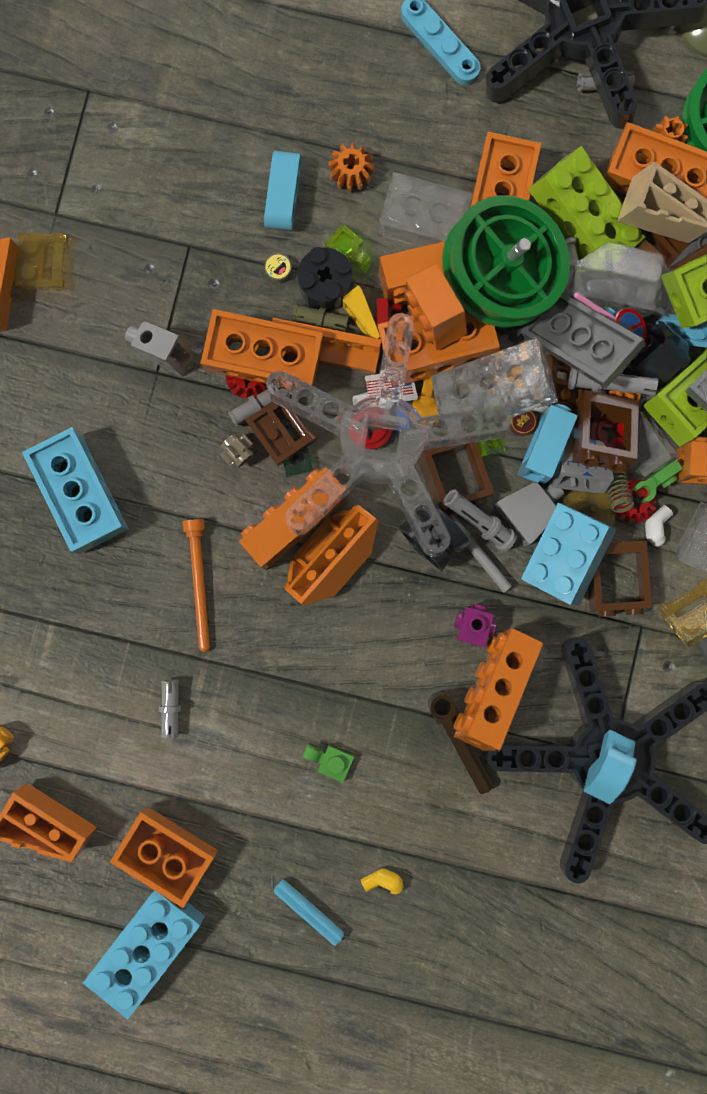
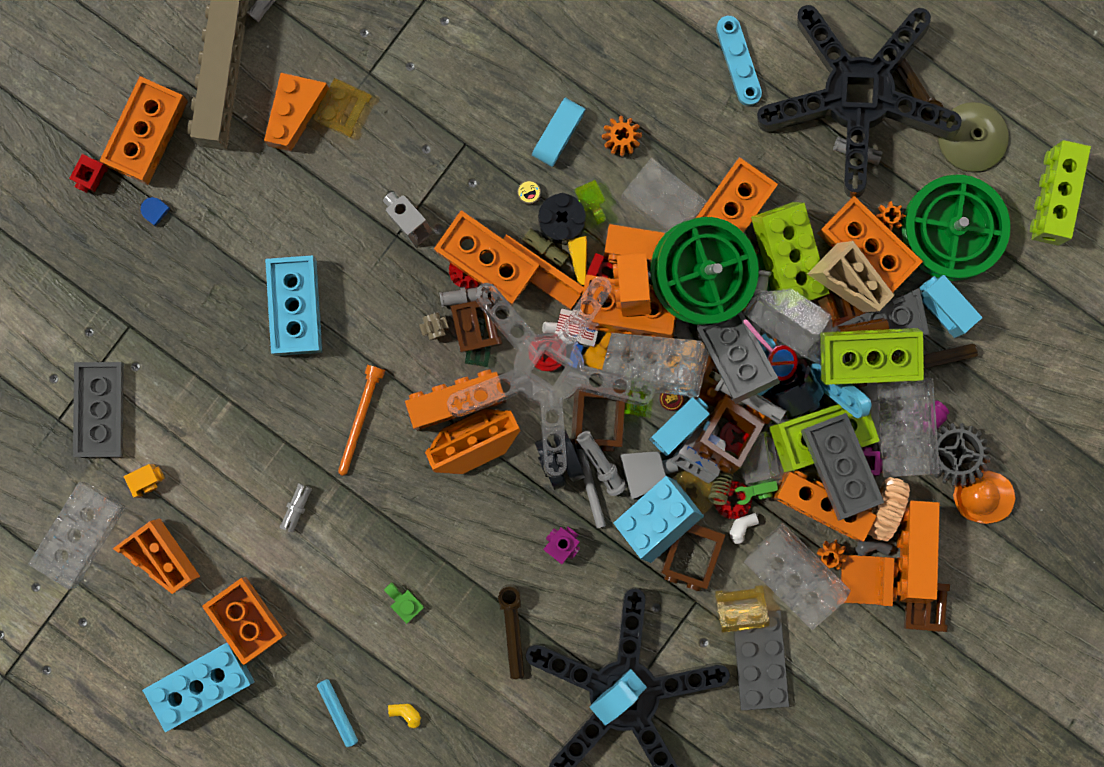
camera: 20 degrees right, 0 degrees up
(497, 690) = (586, 579): orange brick -> none

